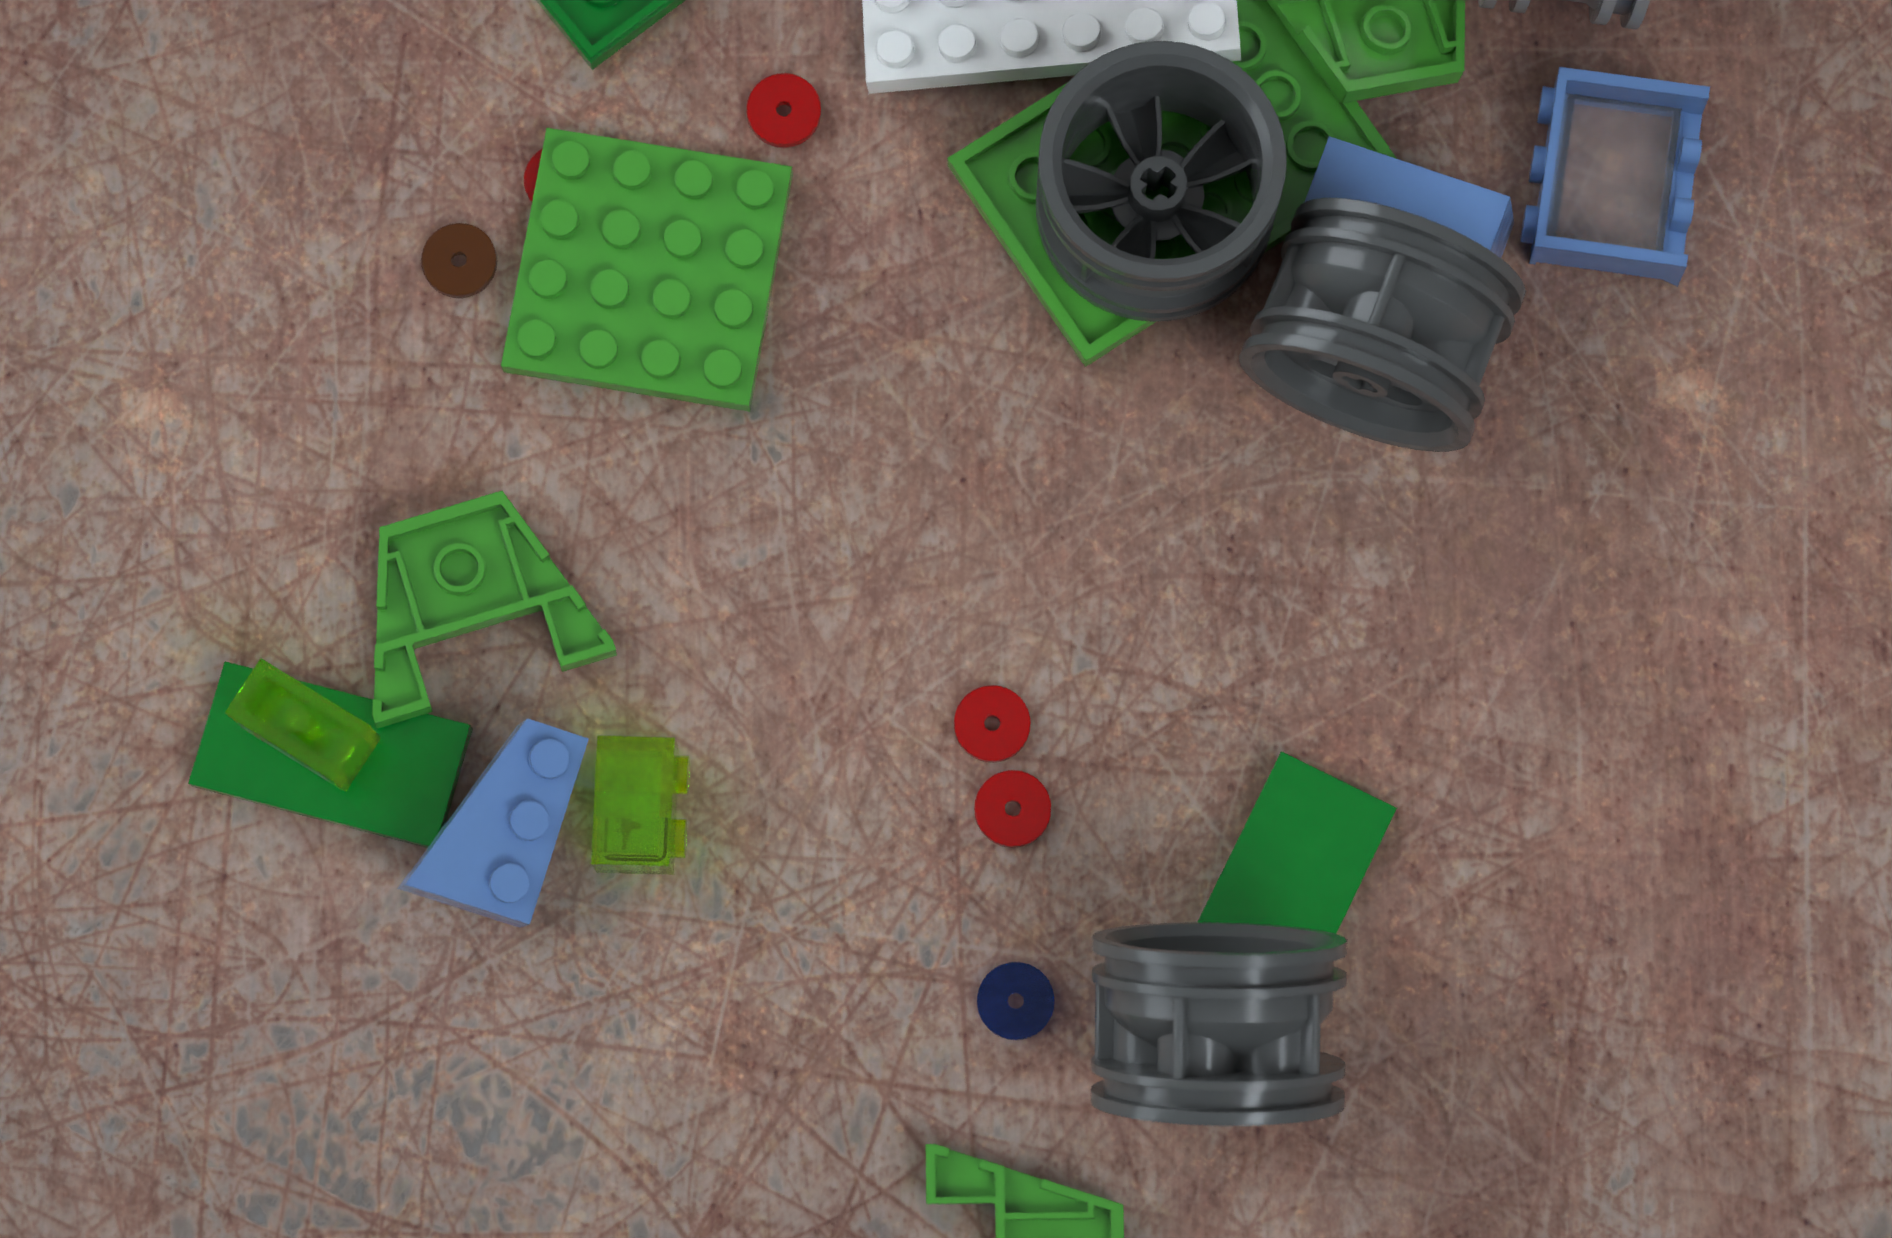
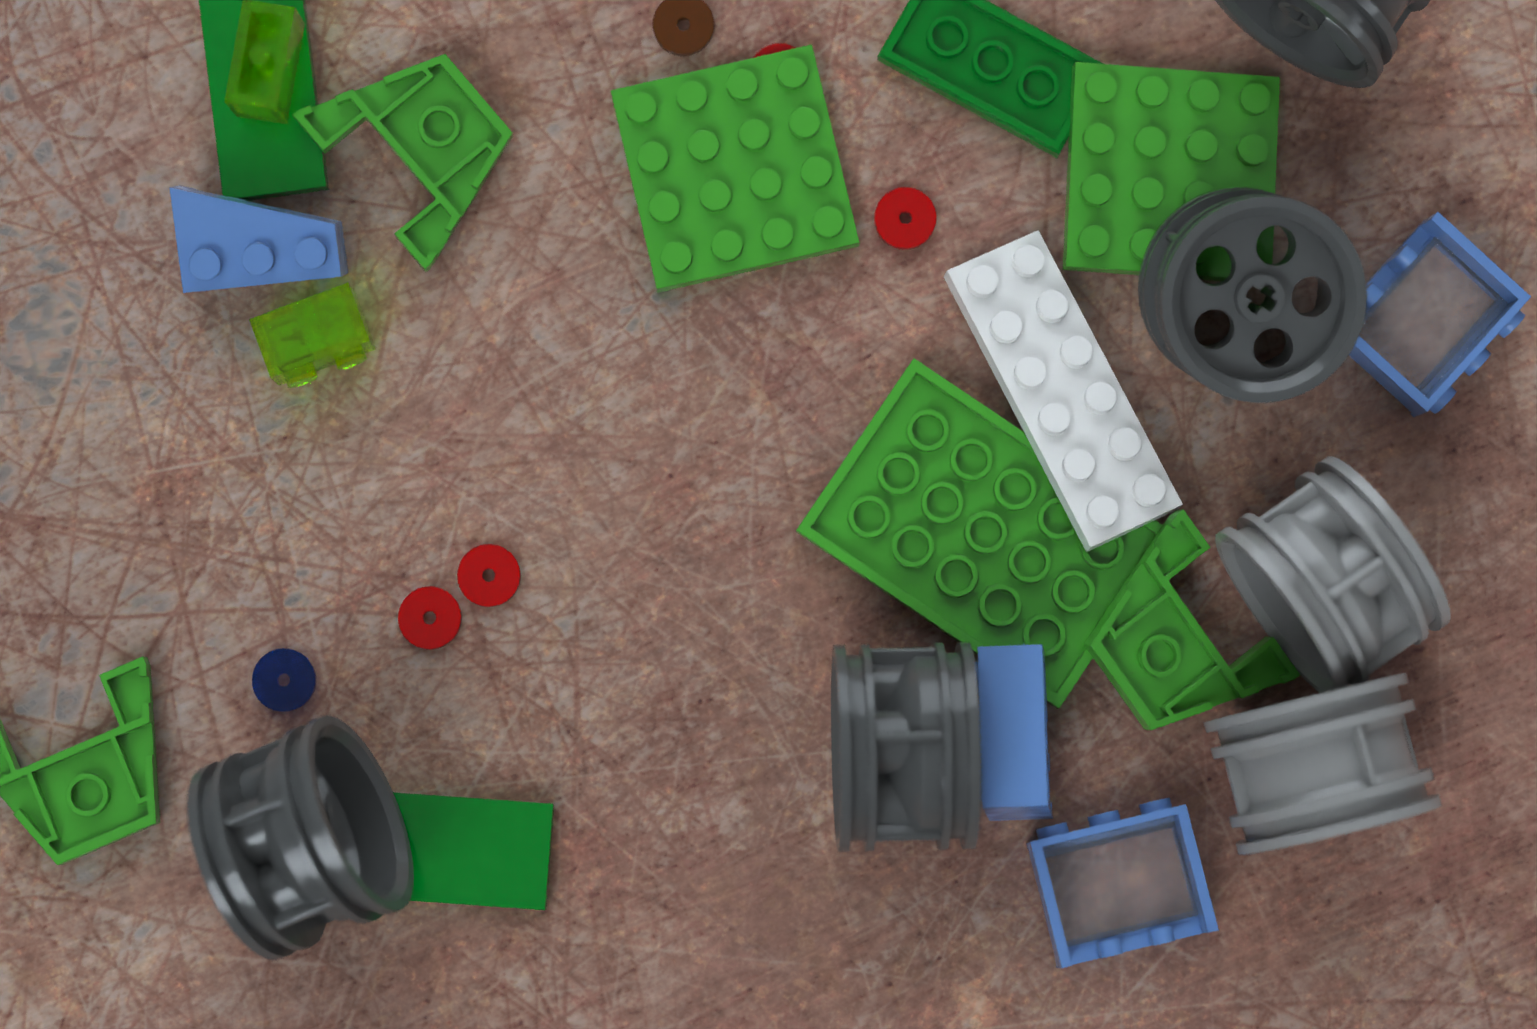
camera: 65 degrees right, 5 degrees up
(1130, 92) = (1011, 479): dark grey wheel -> none

